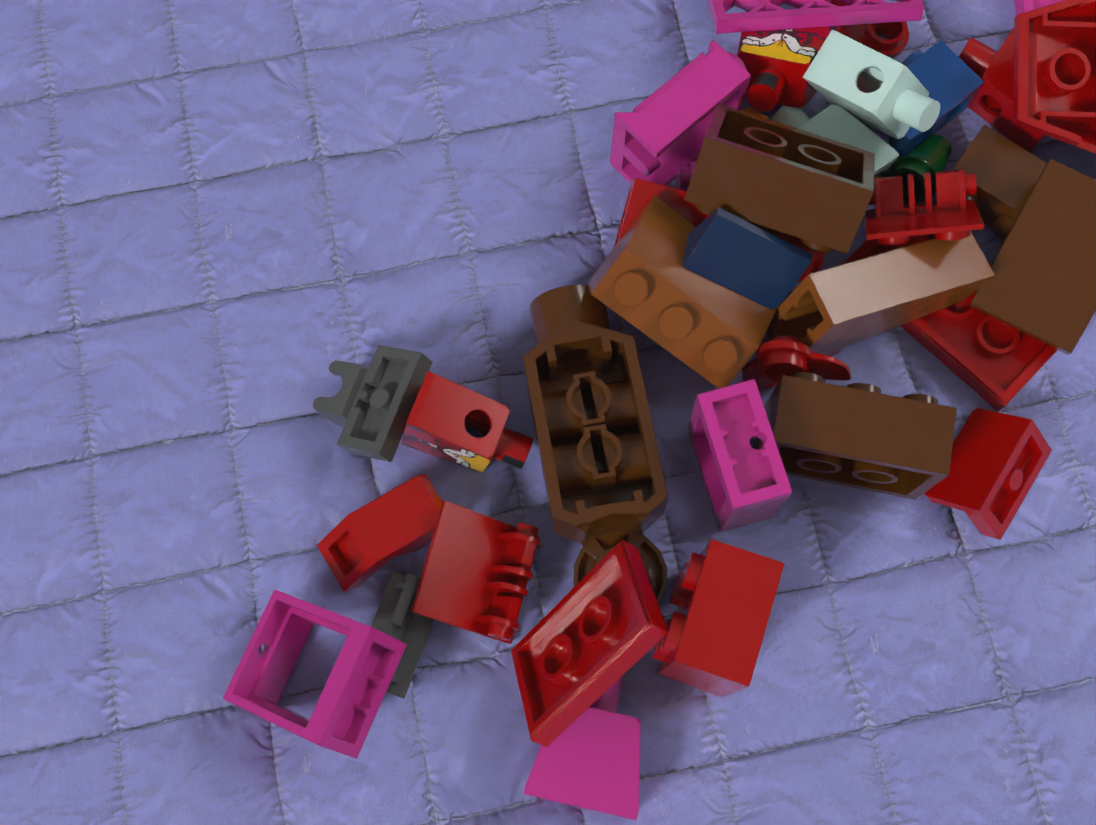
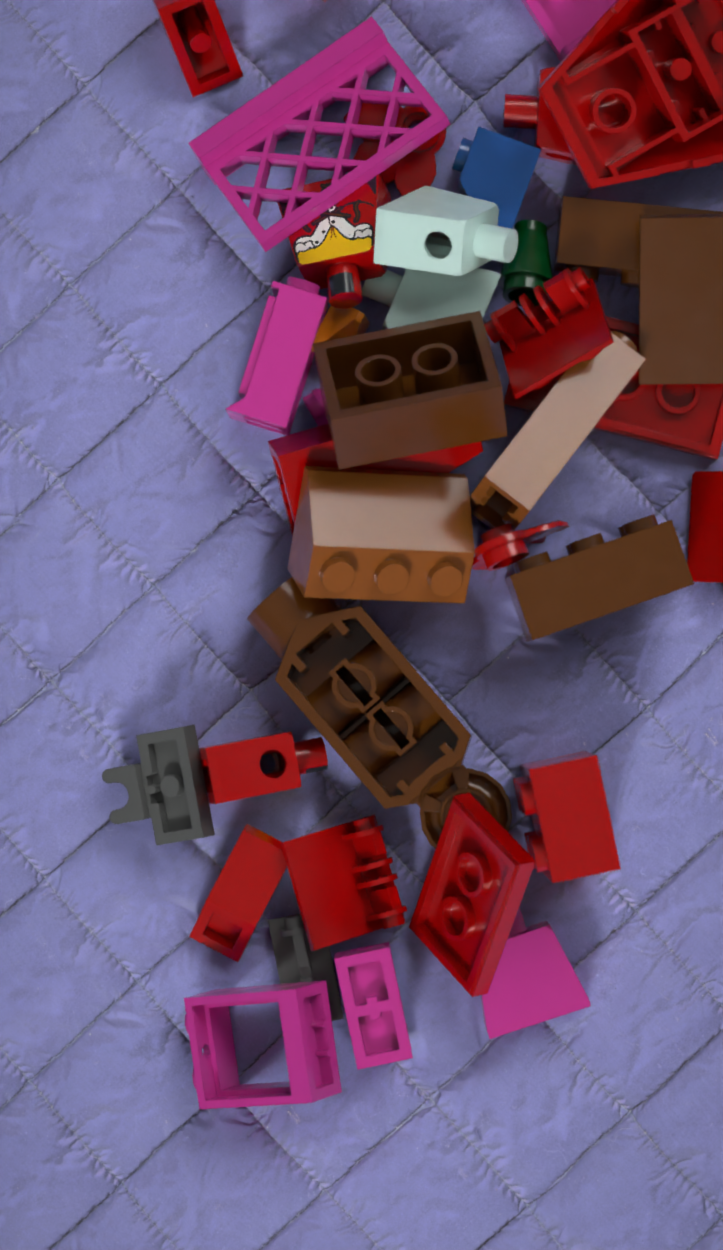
camera: 30 degrees left, 15 degrees up
(435, 697) = (373, 1005): none -> dark pink hinge
(739, 480) = (524, 683): dark pink window -> none
(744, 258) = (419, 483): dark blue slope -> none

